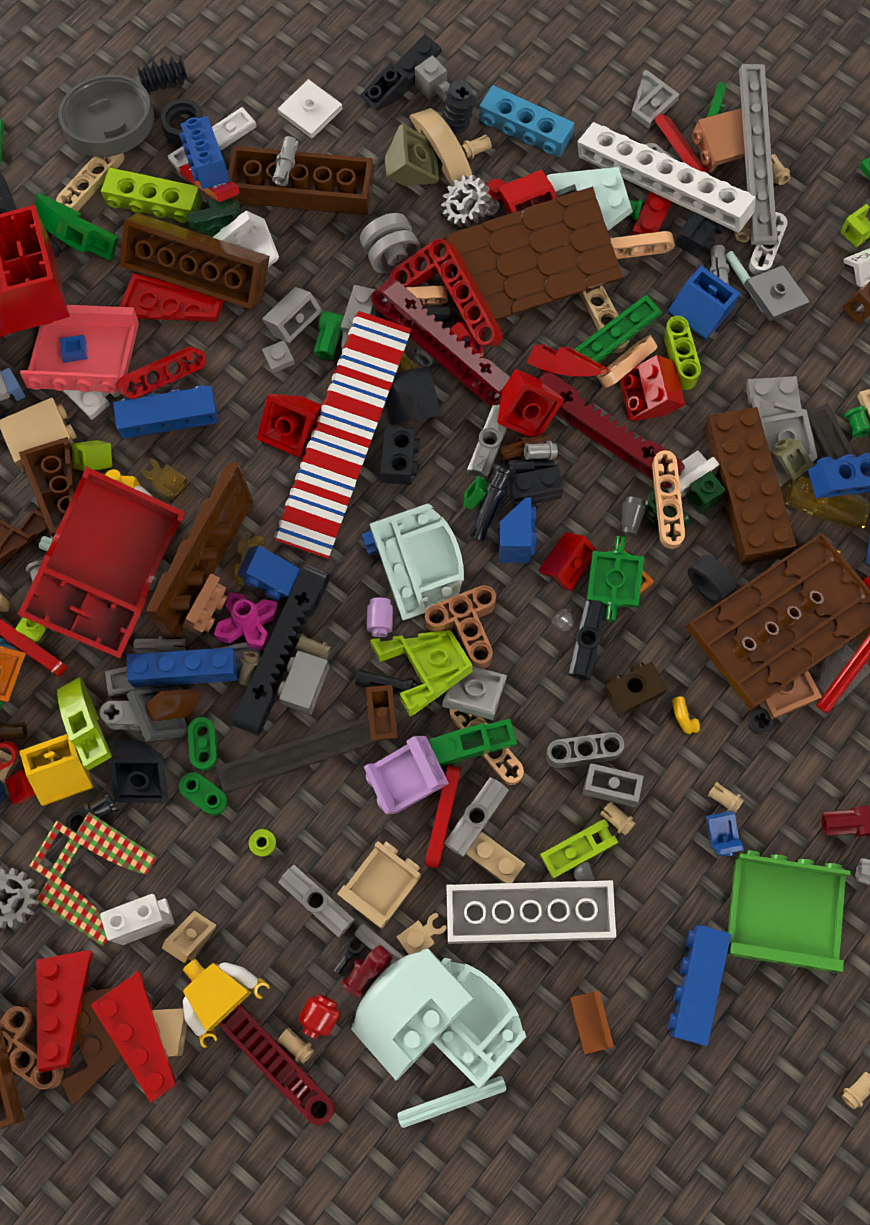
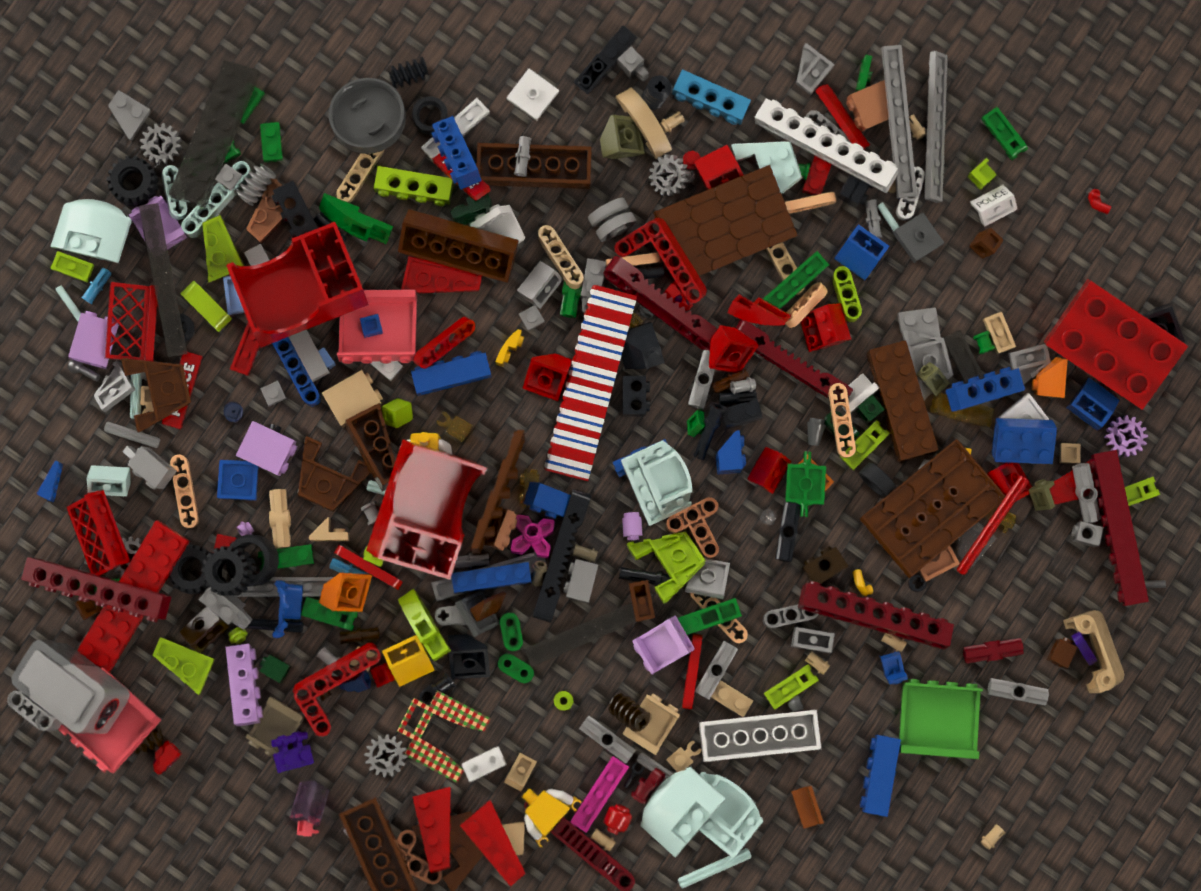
camera: 15 degrees left, 10 degrees up
(246, 383) = (512, 343): none -> yellow slope
(297, 978) = (599, 794): none -> dark pink plate
(324, 284) = (557, 258): none -> tan beam
(349, 864) = (629, 712): none -> dark brown piece
(697, 538) = (865, 444): none -> lime plate
(794, 784) = (942, 629): none -> dark red brick
(802, 171) = (936, 127): none -> light grey plate

